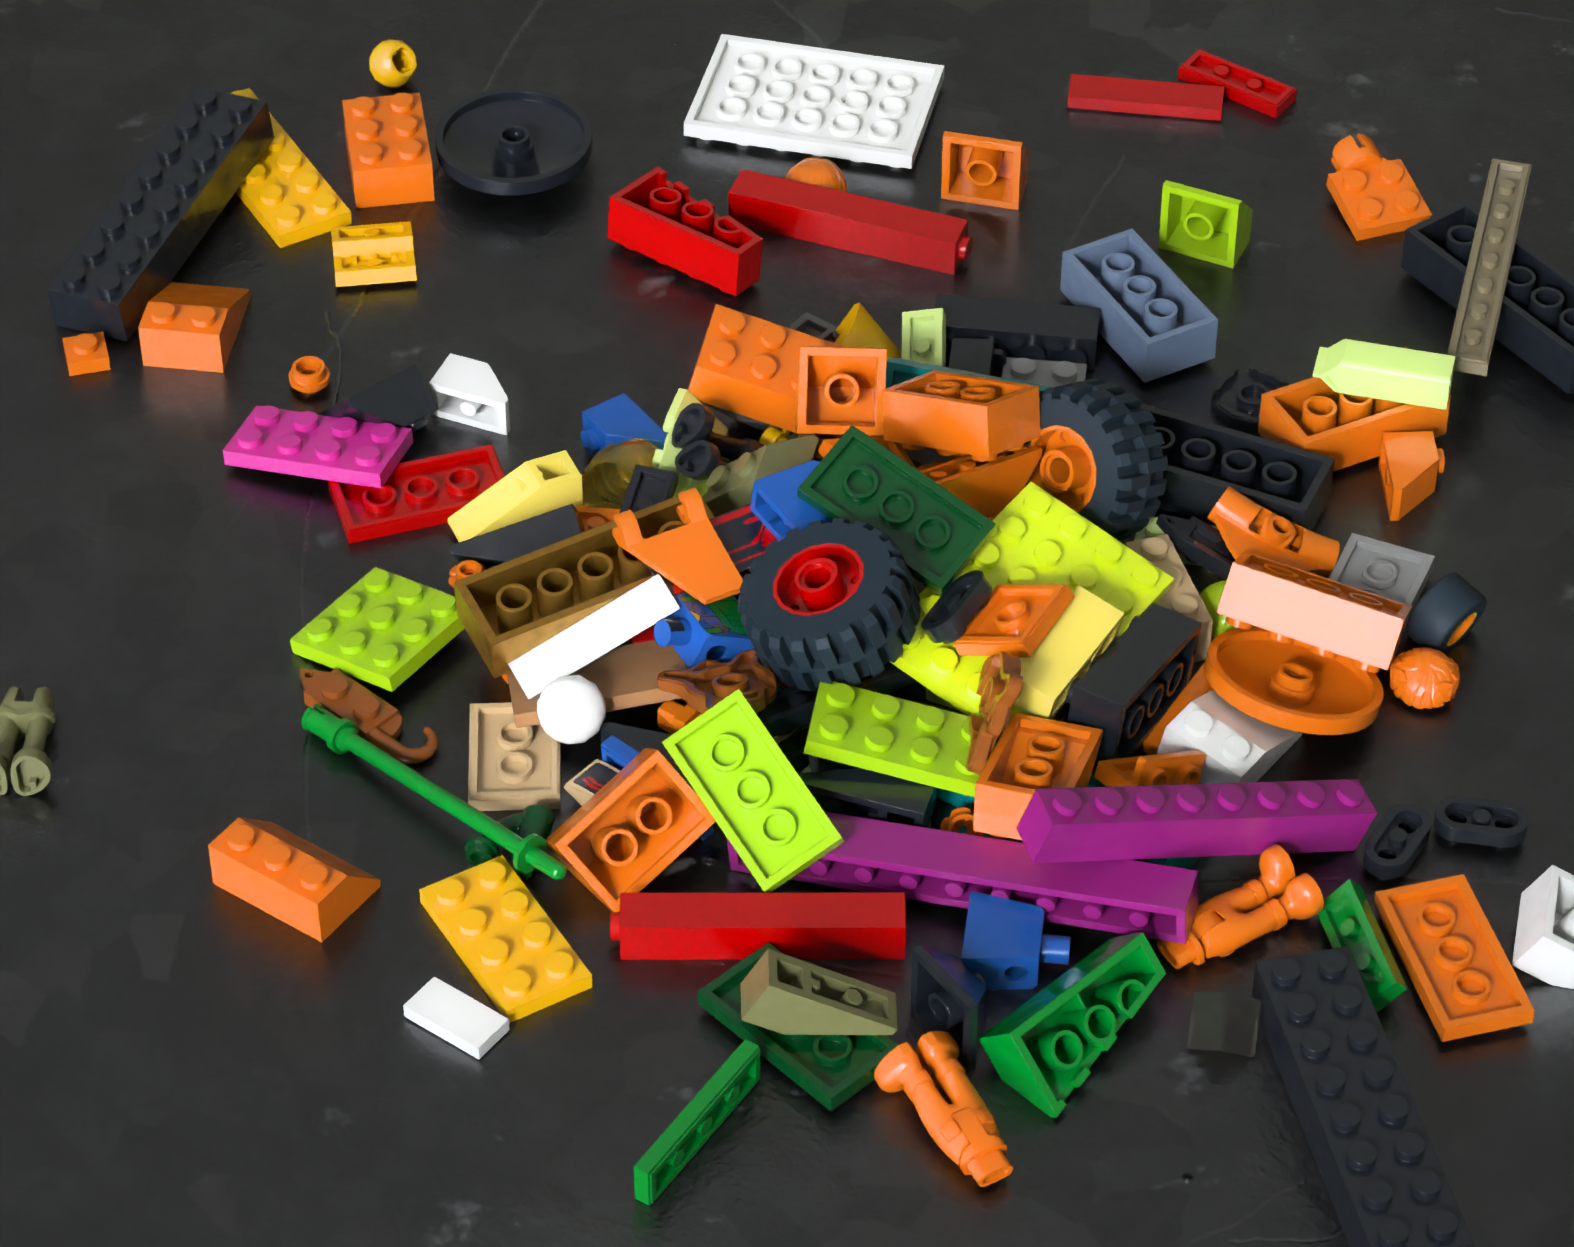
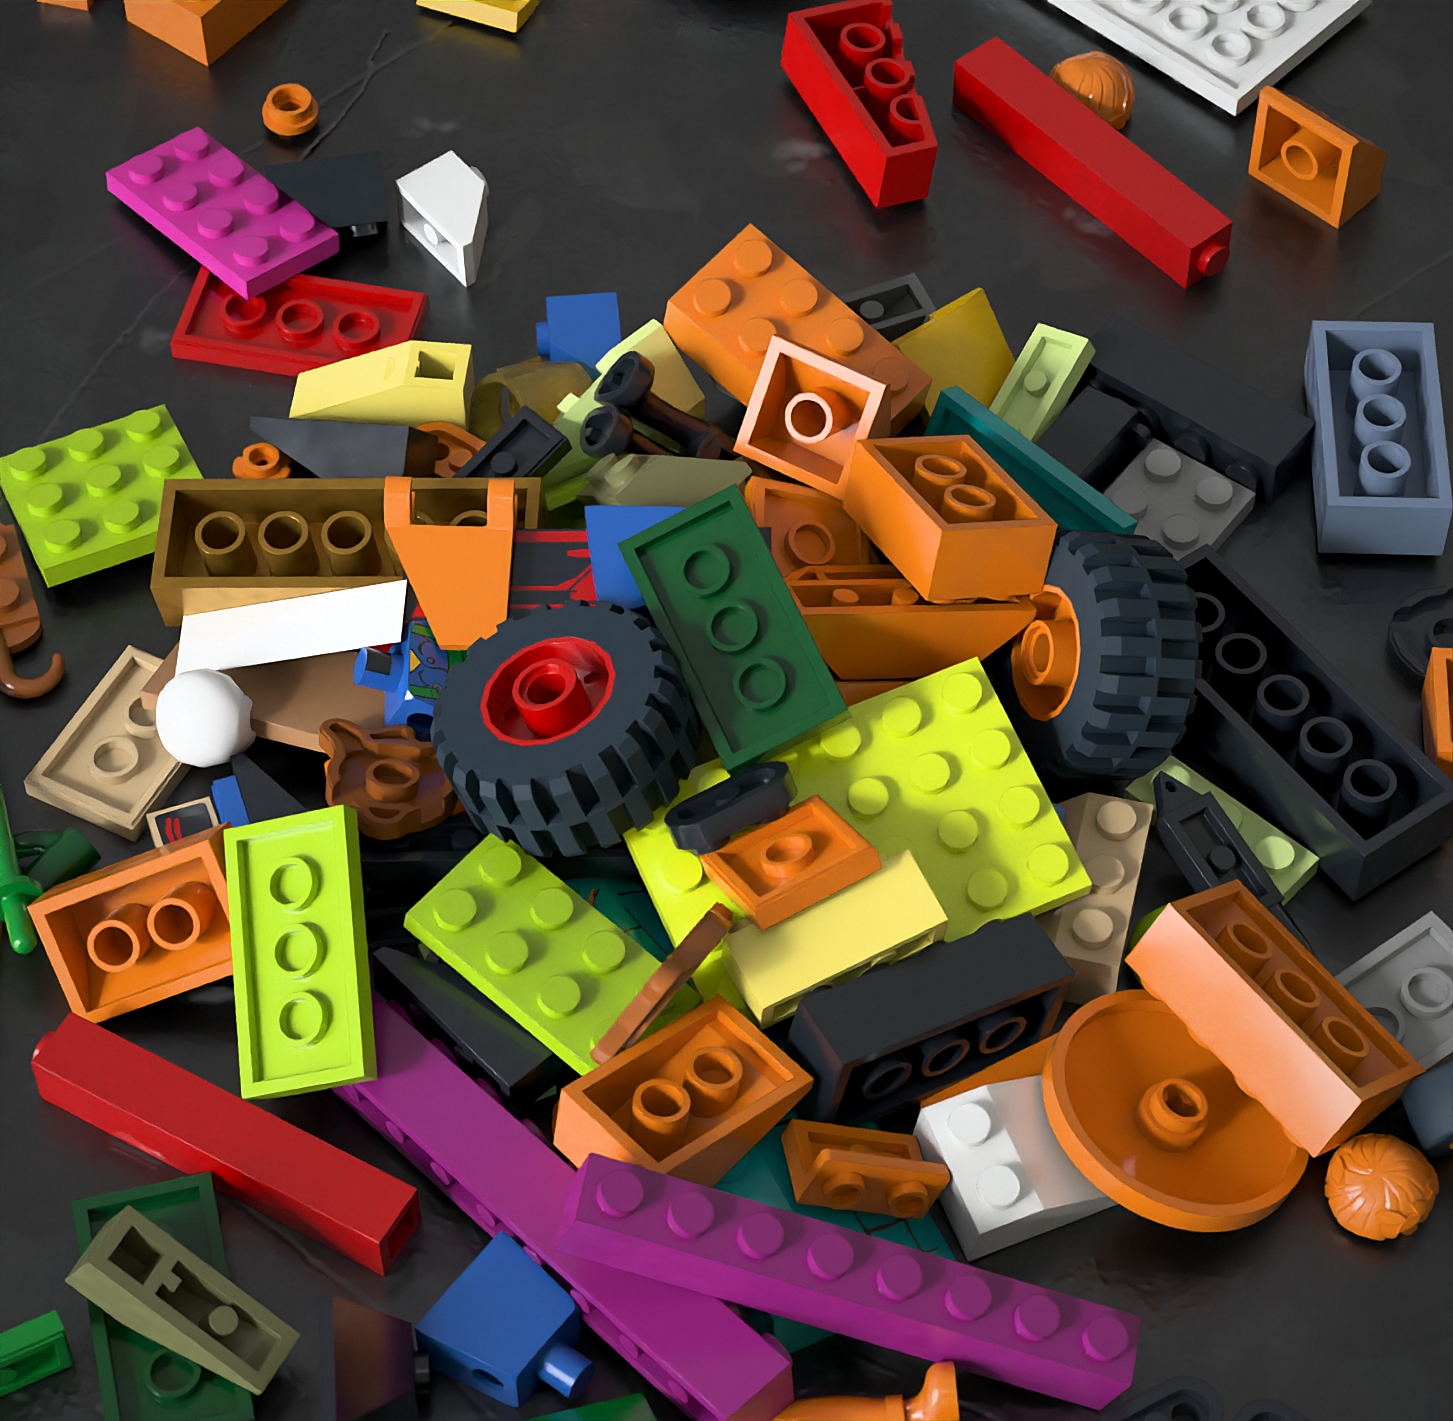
camera: 30 degrees right, 10 degrees up
(1259, 531) = (1298, 874): orange pin -> none

